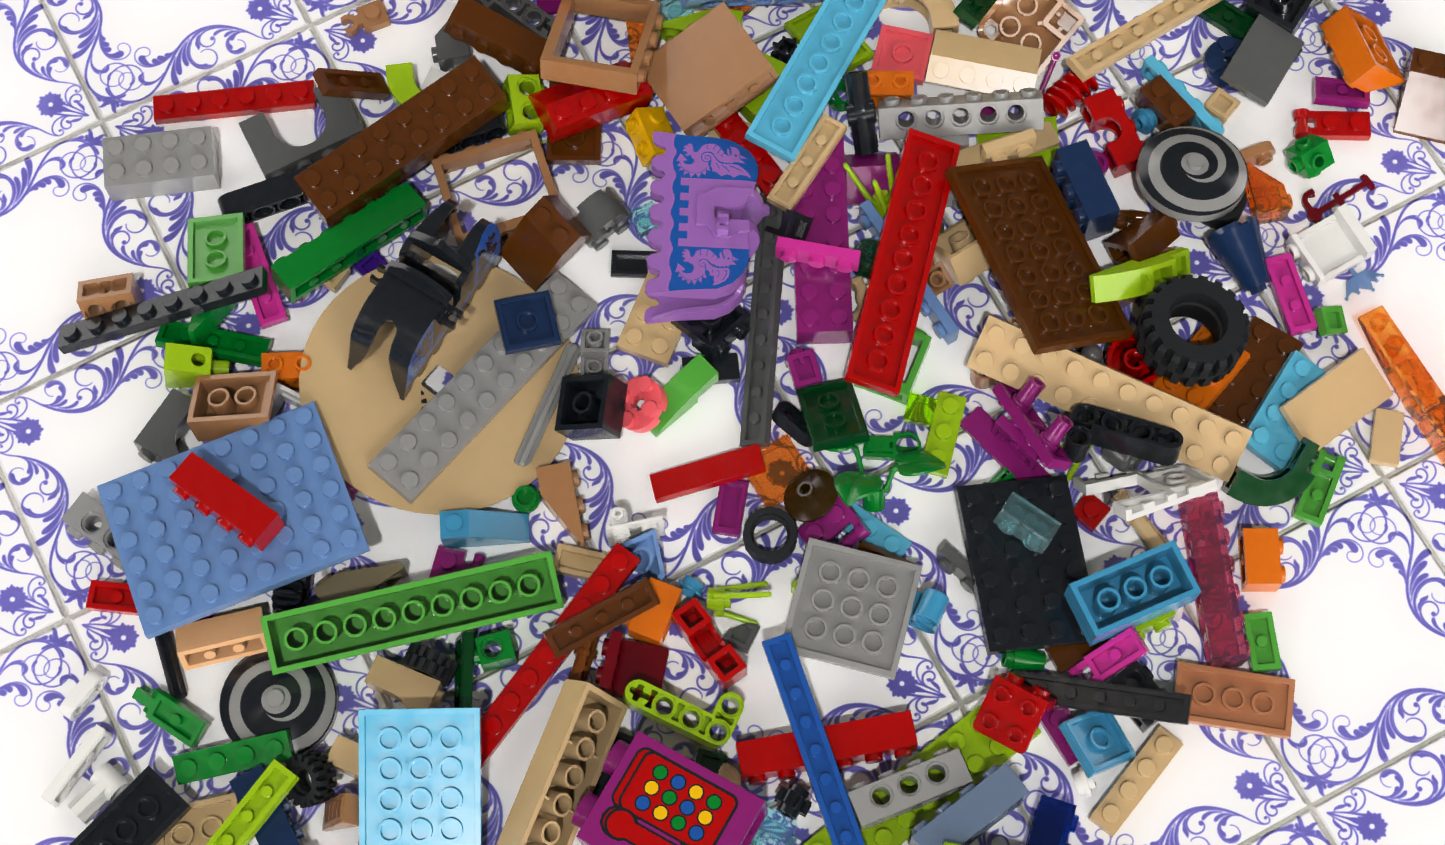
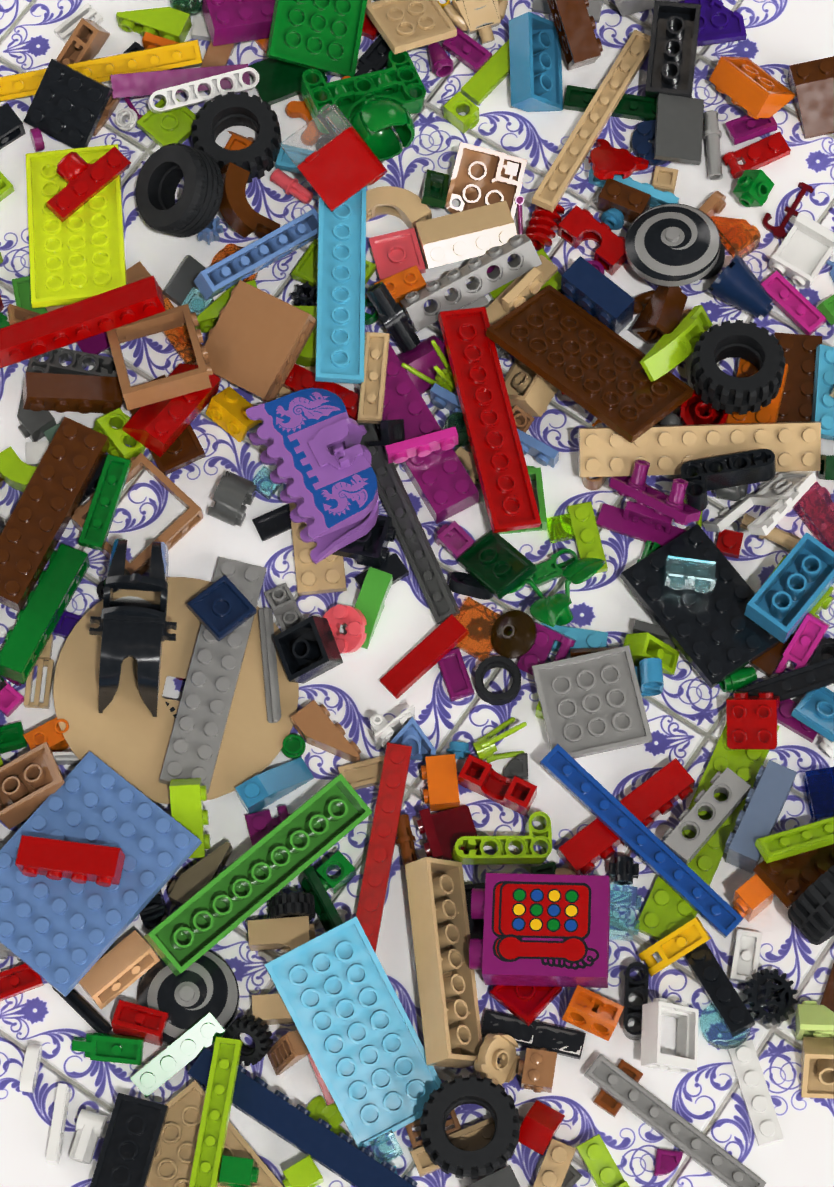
camera: 25 degrees left, 0 degrees up
(213, 703) = (139, 1022): none -> red panel
(301, 307) = (29, 682): none -> tan tile
(378, 514) = (187, 809): none -> lime brick
(470, 160) = (105, 502): none -> green plate
(543, 241) = (199, 539): reddish brown slope -> none
(601, 617) = (406, 805): reddish brown tile -> none
(942, 576) = (647, 646): none -> lime slope
(1171, 58) = (611, 161): none -> red tile
(1294, 84) = (712, 136): none -> light grey pin

